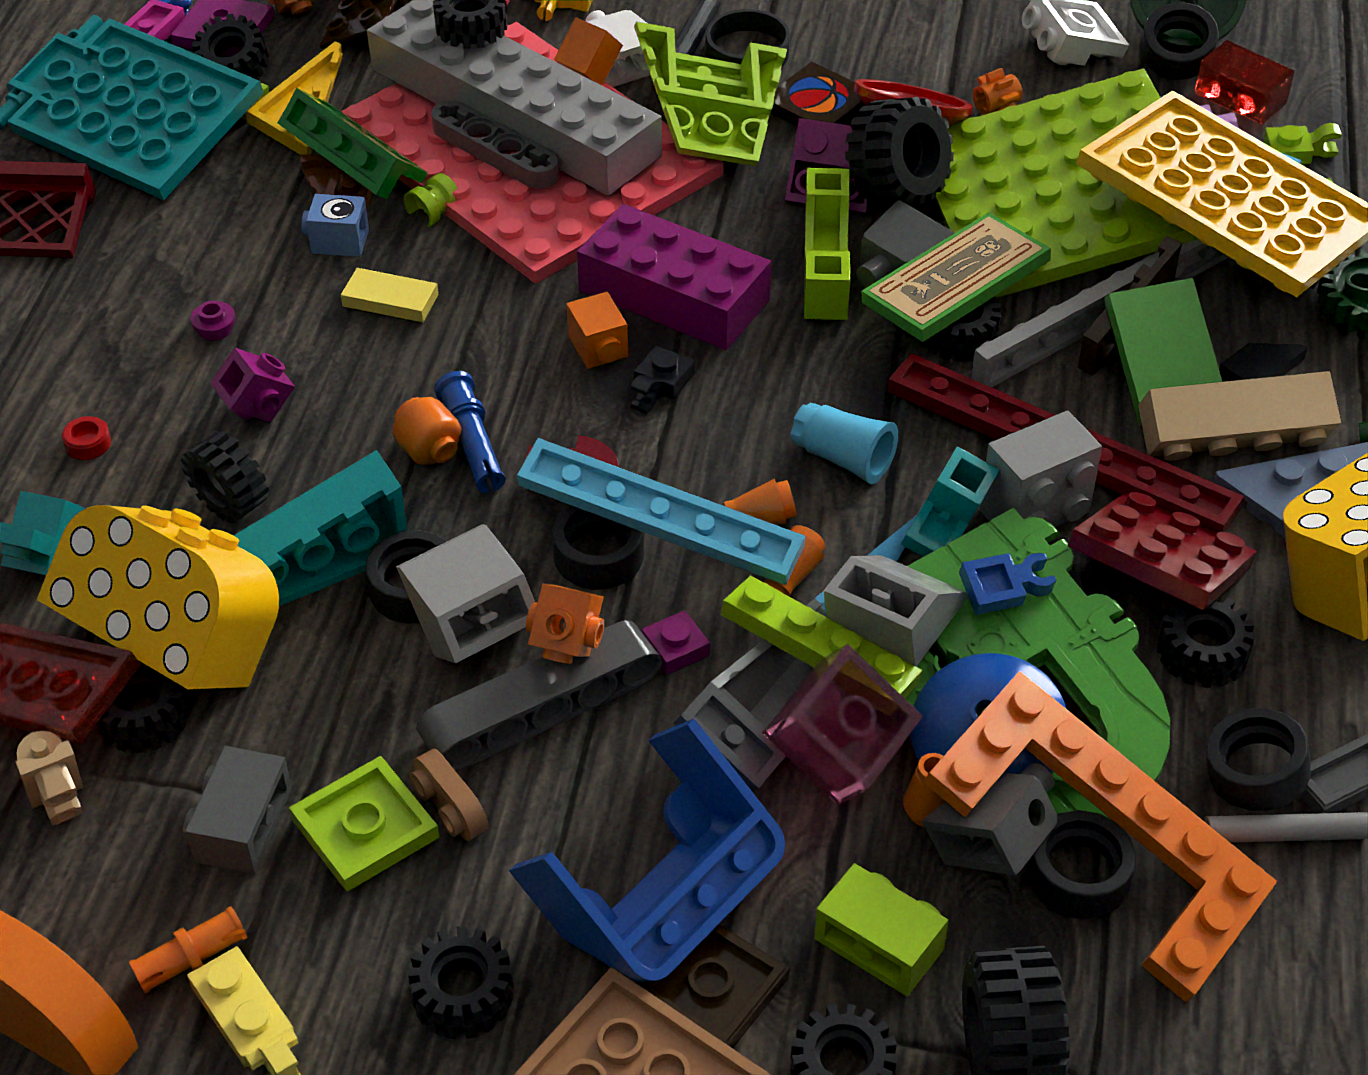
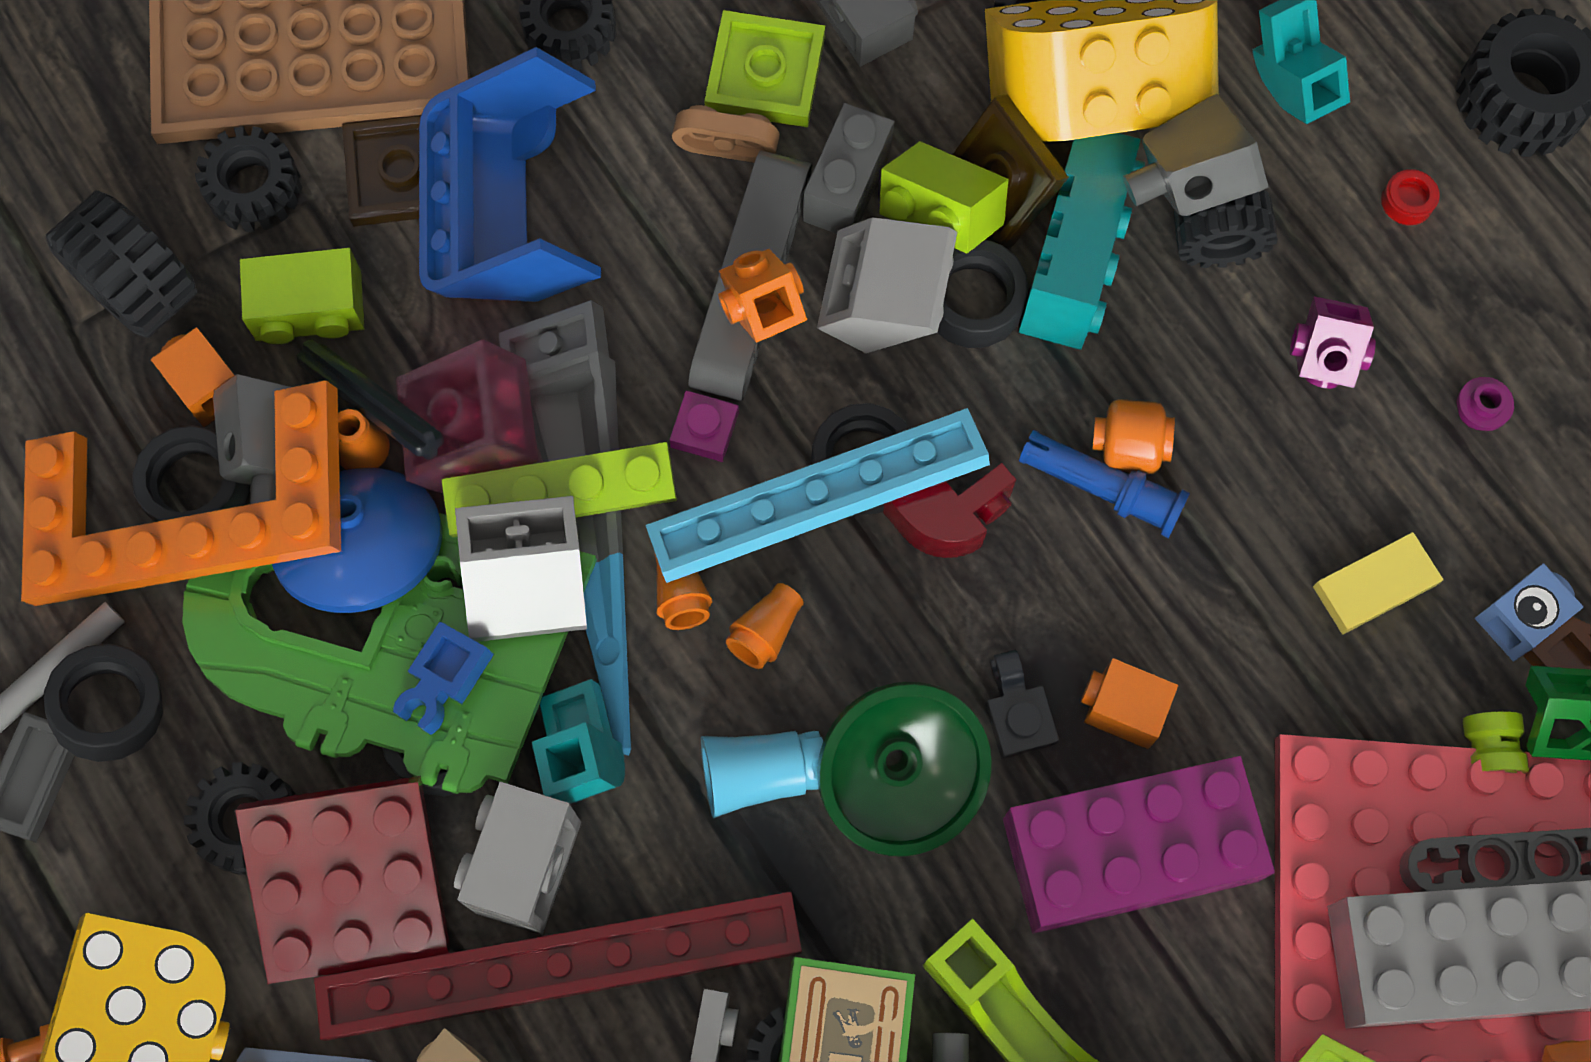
camera: 135 degrees right, 25 degrees up
(204, 477) = (1198, 160): none -> dark grey torso
(309, 604) = (1011, 148): none -> dark brown tile
(367, 619) = (944, 191): none -> lime brick
(392, 696) = (848, 169): none -> dark grey brick
(762, 379) = (924, 795): none -> dark green dish
(900, 791) = (371, 400): none -> black axle
(1015, 917) = (193, 372): none -> orange brick

